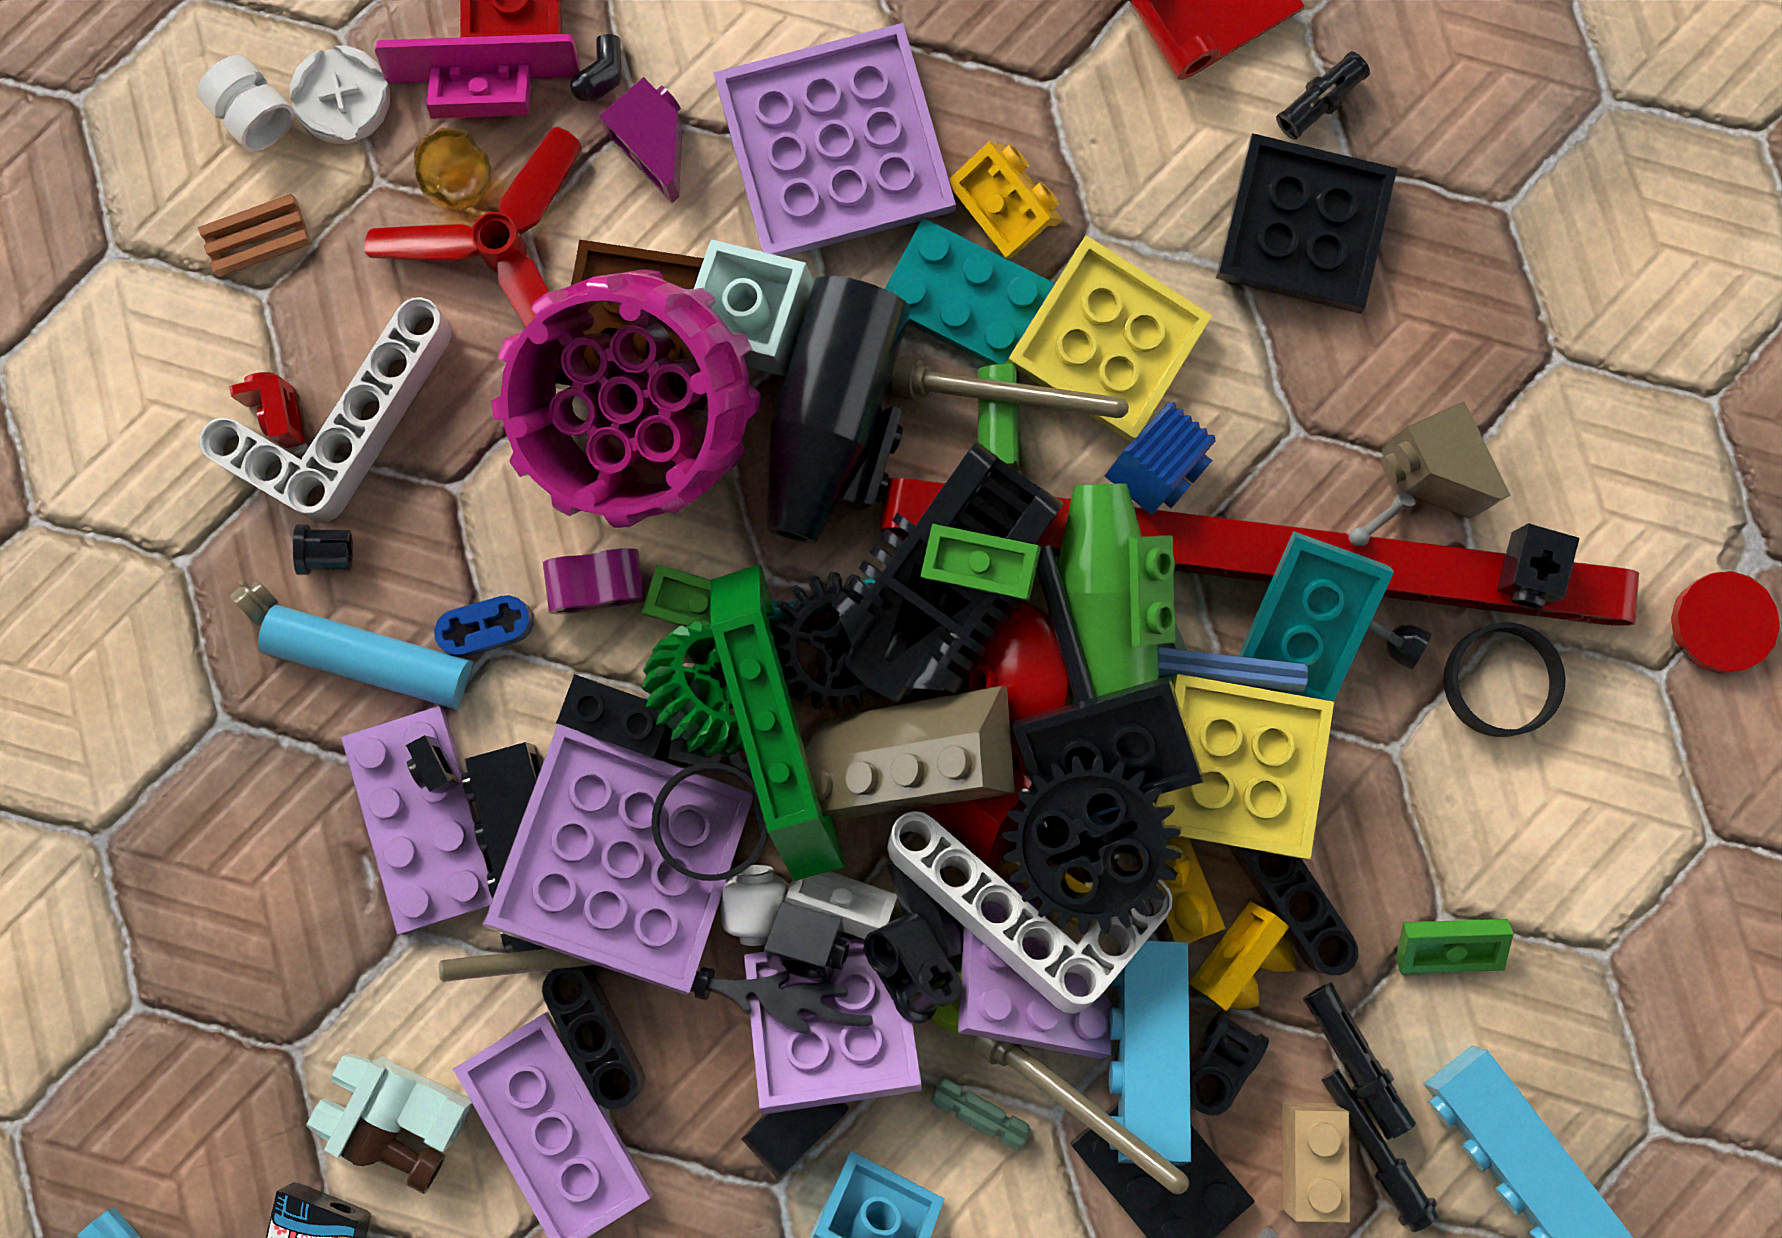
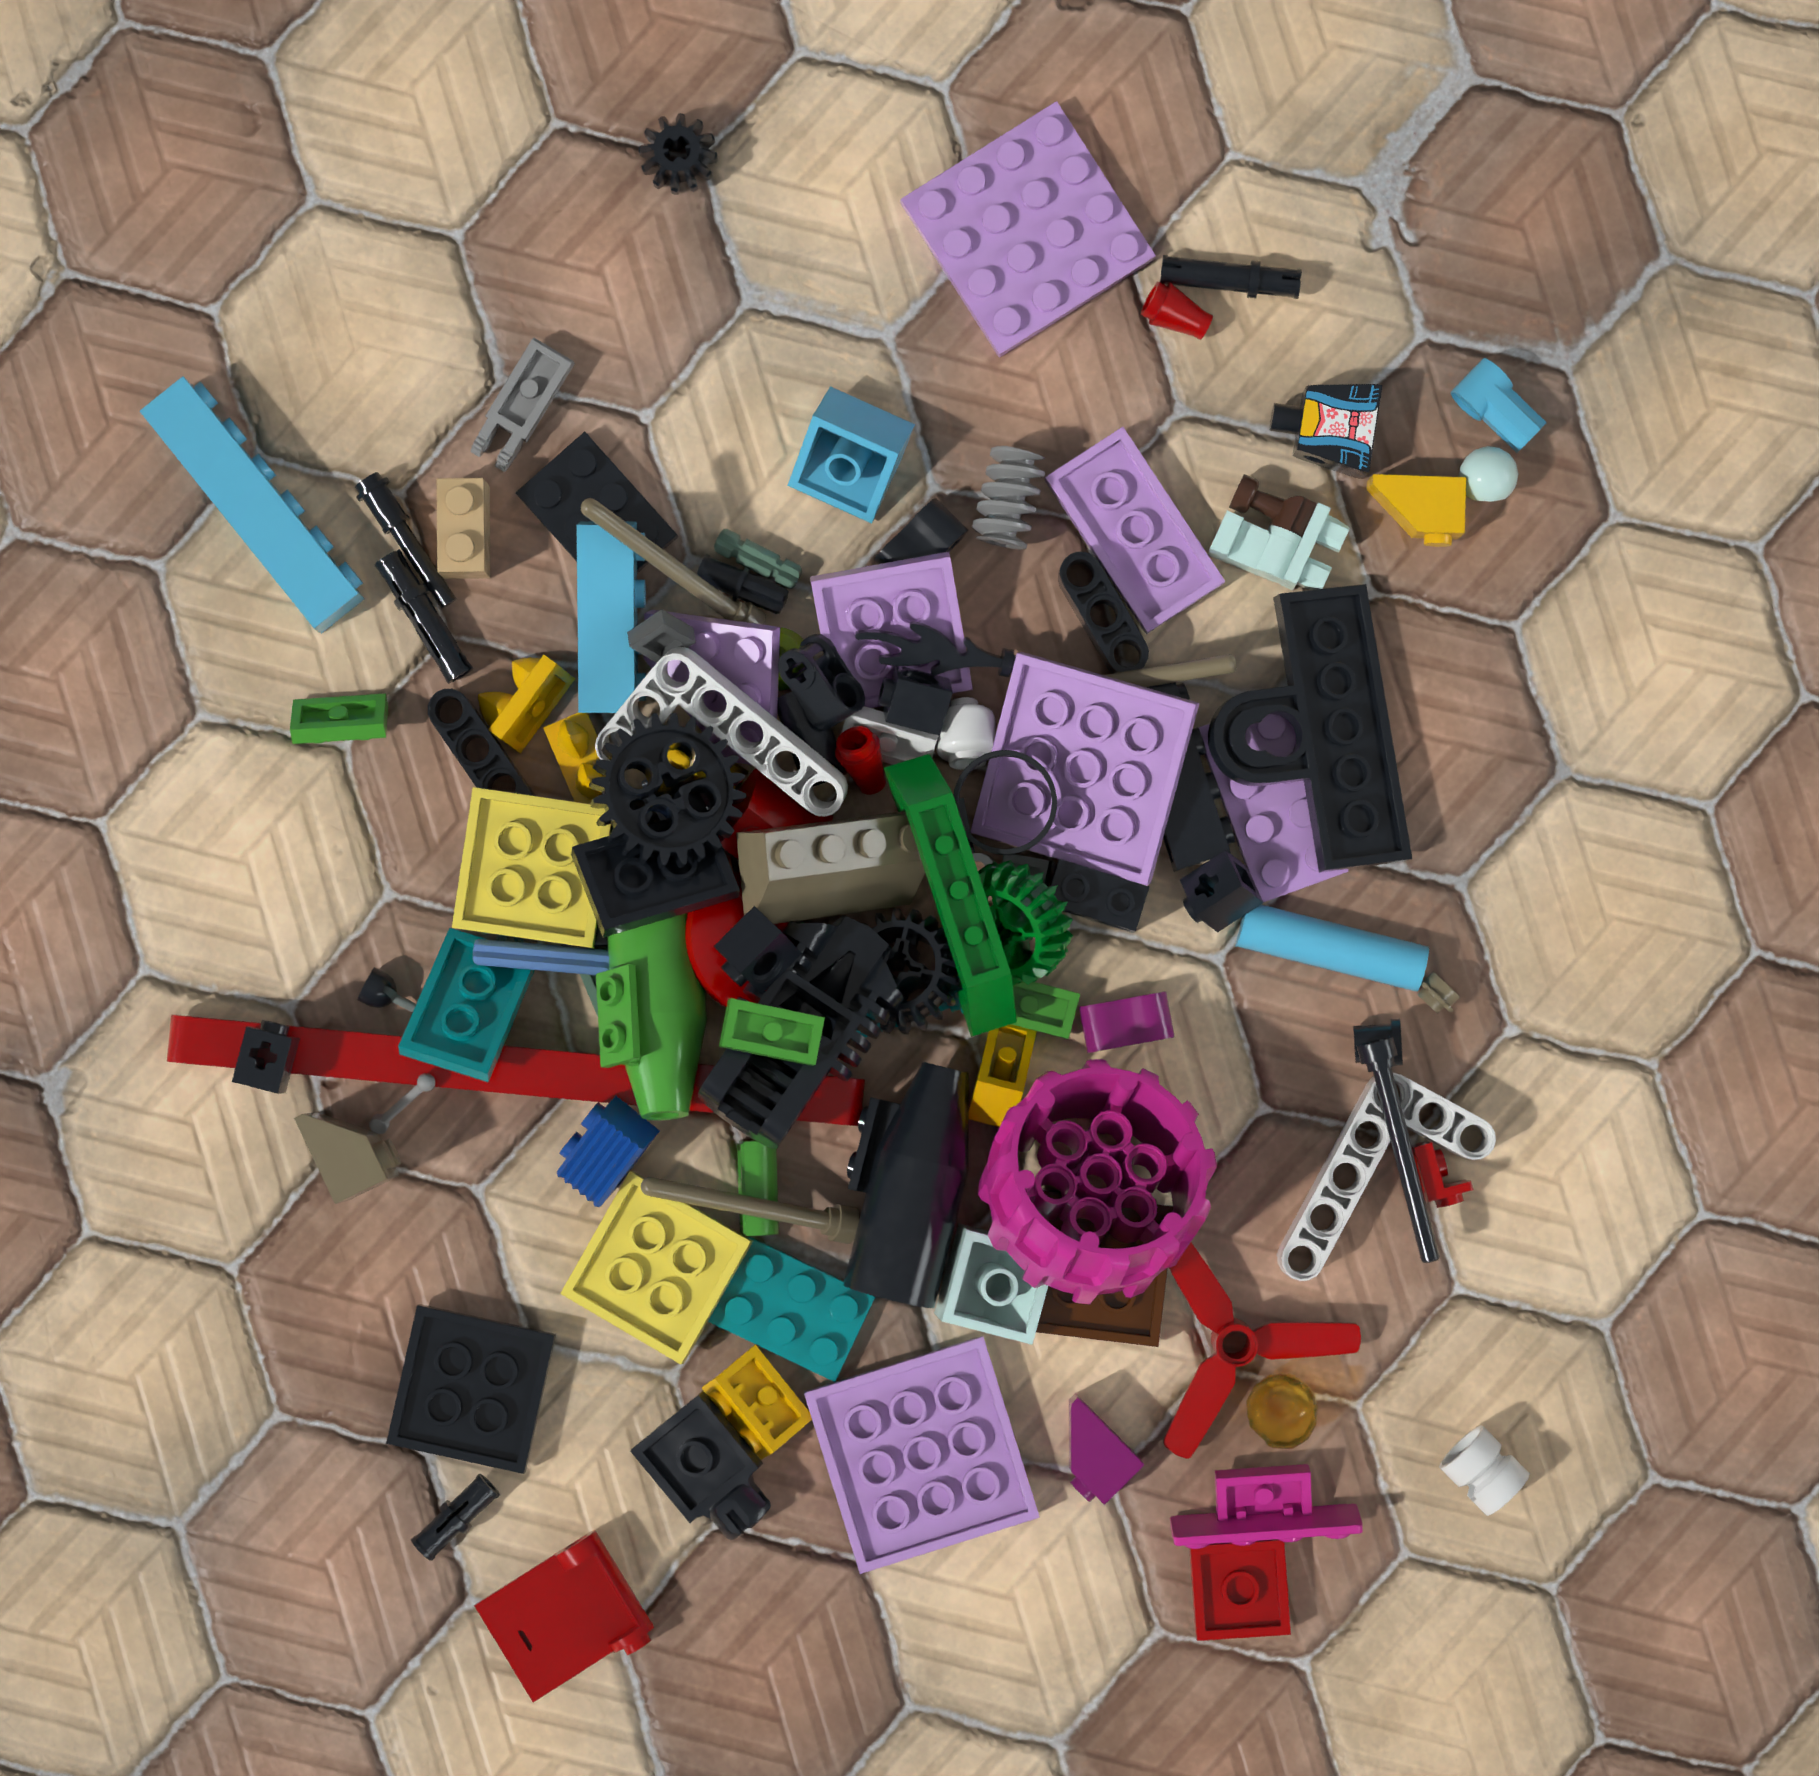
camera: 175 degrees right, 5 degrees up
(144, 1183) = (1489, 474): none -> light aqua piece
(222, 1149) = (1423, 505): none -> yellow slope
(249, 218) = (1505, 1329): nougat tile -> none
(315, 525) = (1379, 1059): none -> black piece
(336, 898) = (1339, 727): none -> black plate
(340, 95) = (1399, 1488): white tile -> none
(430, 765) = (1260, 844): black plate -> none
(480, 716) = (1220, 891): none -> black brick
(487, 637) = (1222, 967): blue beam -> none
(602, 74) = (1146, 1516): black arm -> none
(693, 1177) = (1007, 497): none -> light grey piece
(731, 525) = (1001, 1073): none -> yellow slope
(870, 880) = (861, 757): none -> red cone
(995, 656) = (756, 951): none -> black brick
(998, 1084) = (743, 585): none -> black axle
(1061, 133) = (705, 1467): none -> black plate
(1064, 625) = (695, 983): black bar -> none
(1095, 1027) = (659, 635): none -> dark grey plate
(1225, 1061) = (543, 611): black piece -> none
(1552, 661) = (242, 953): black tyre -> none
(1725, 622) = (85, 1021): red tile -> none

